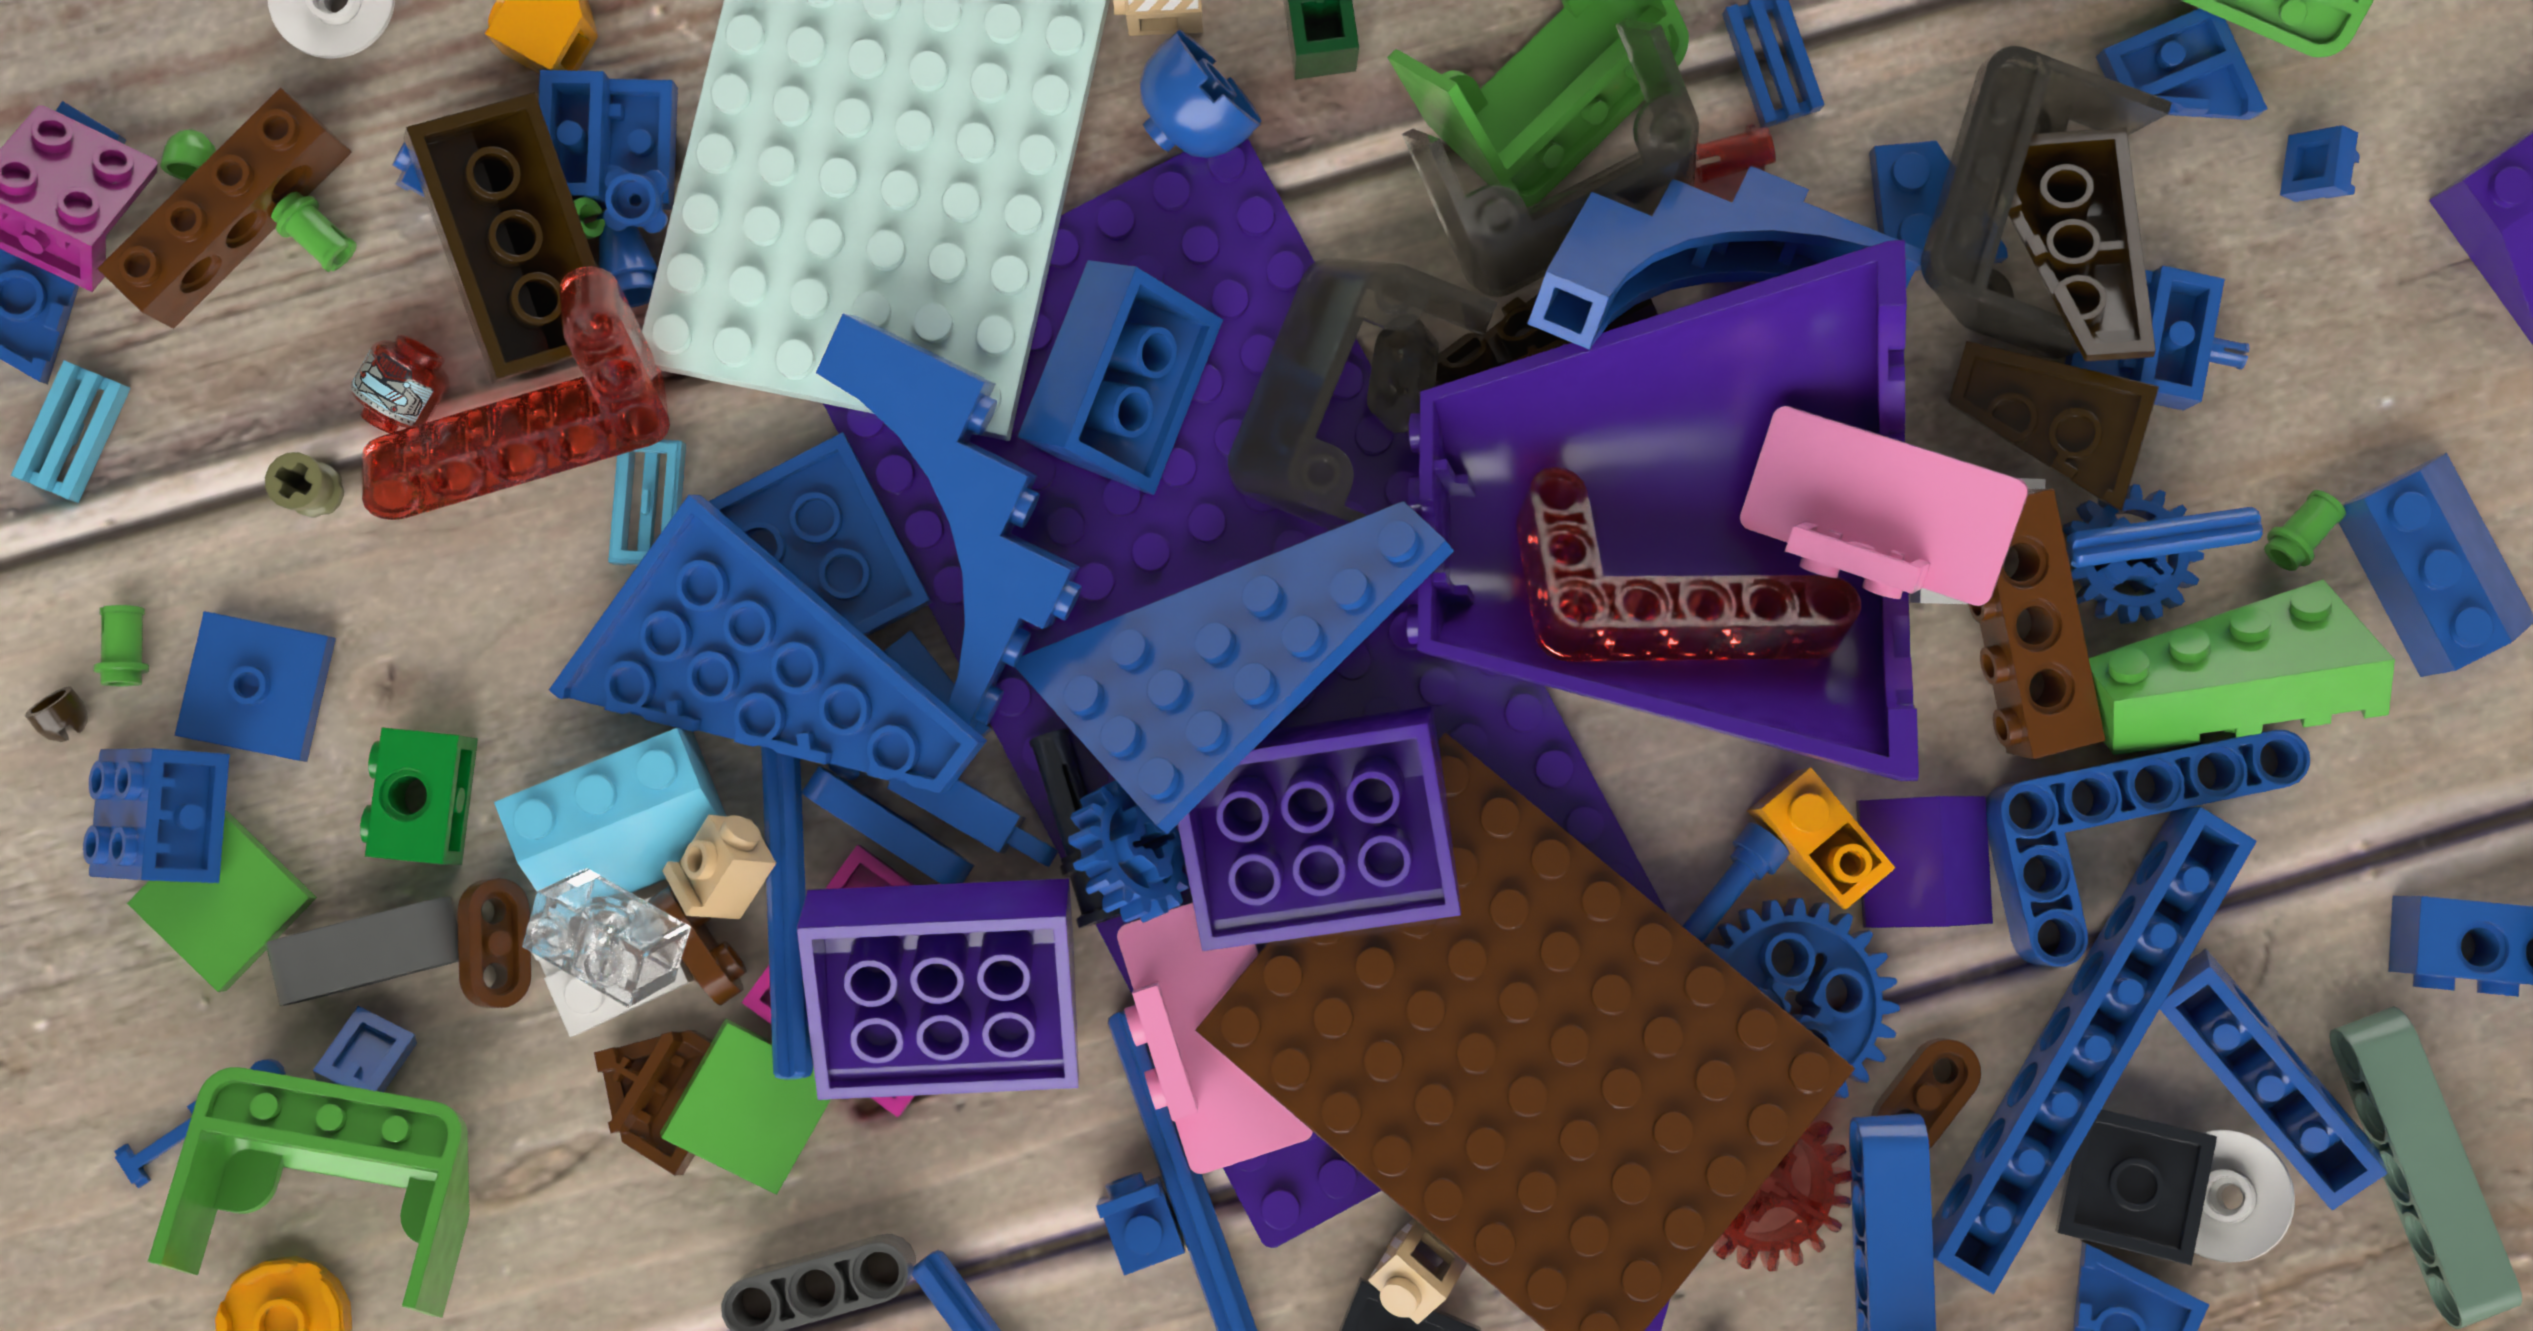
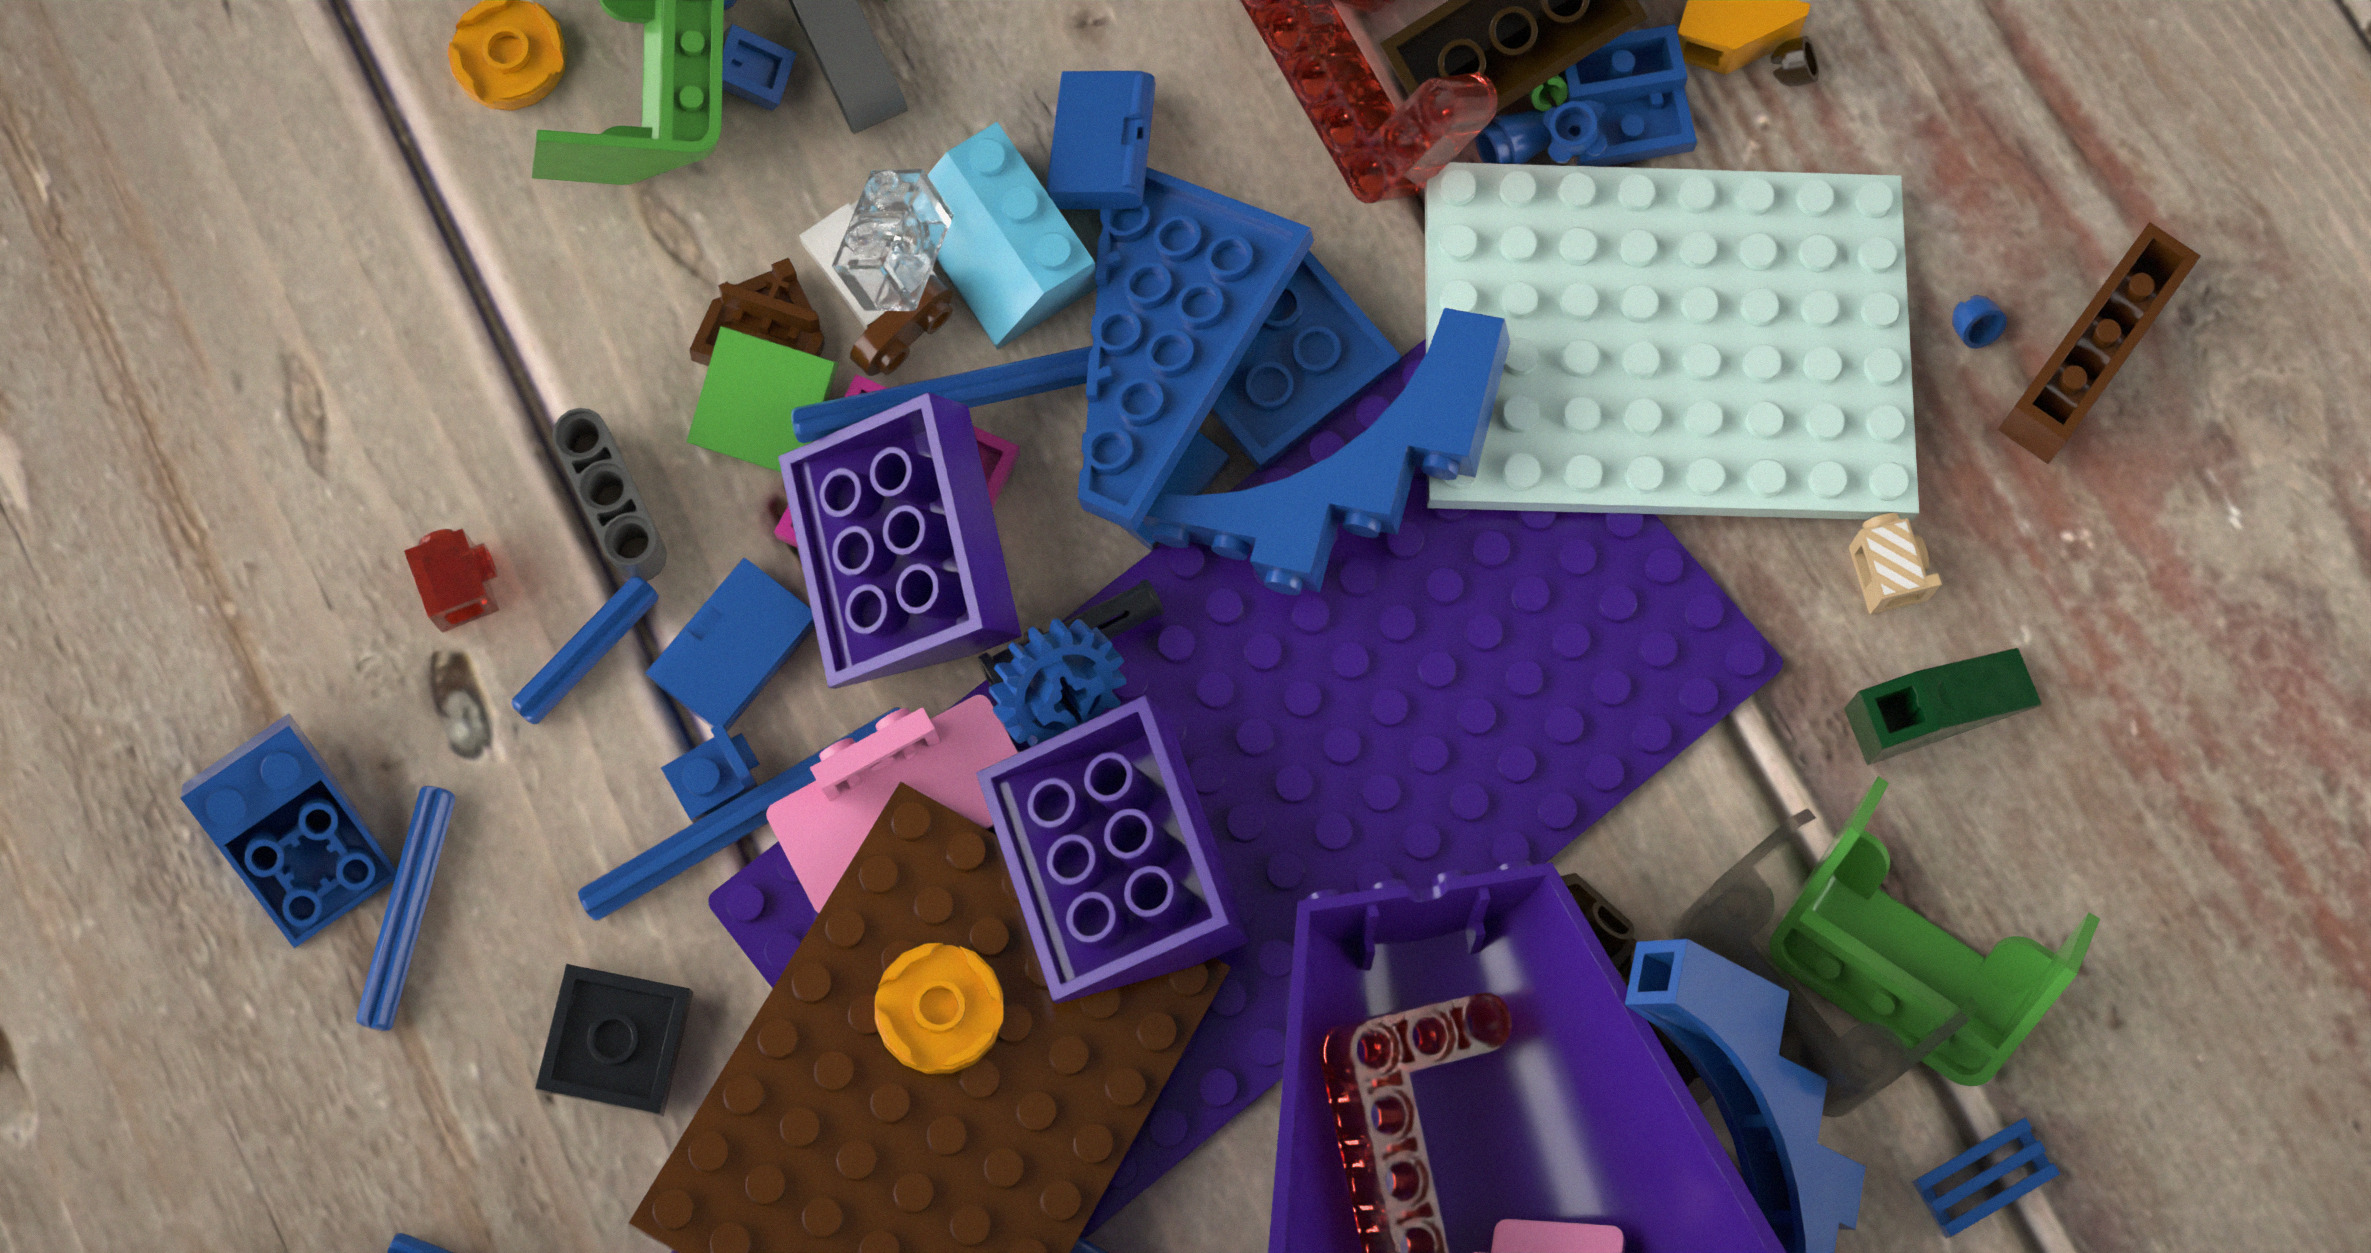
camera: 85 degrees right, 10 degrees down
(439, 828) = (1017, 83): green brick -> none
(494, 943) = (870, 151): reddish brown plate -> none
(533, 696) = (1101, 139): none -> blue piece
(622, 498) = (1306, 181): medium azure tile -> none
(721, 868) = (974, 329): tan brick -> none
(886, 827) = (1040, 471): blue beam -> none
(972, 814) = (1065, 548): blue piece -> none
(1008, 1180) = (733, 646): none -> blue piece
(1120, 375) = (1510, 595): blue slope -> none
(1193, 101) = (1794, 610): blue cylinder -> none
(1210, 671) = (1240, 716): blue wing -> none
(1276, 444) = (1475, 748): clear smoke windscreen -> none
(1393, 374) = (1583, 859): clear smoke beam -> none
(1408, 1280) = (699, 1030): tan brick -> none
(1443, 1030) = (939, 1008): none -> light orange tile
(1736, 153) = (1882, 1161): clear red pin -> none

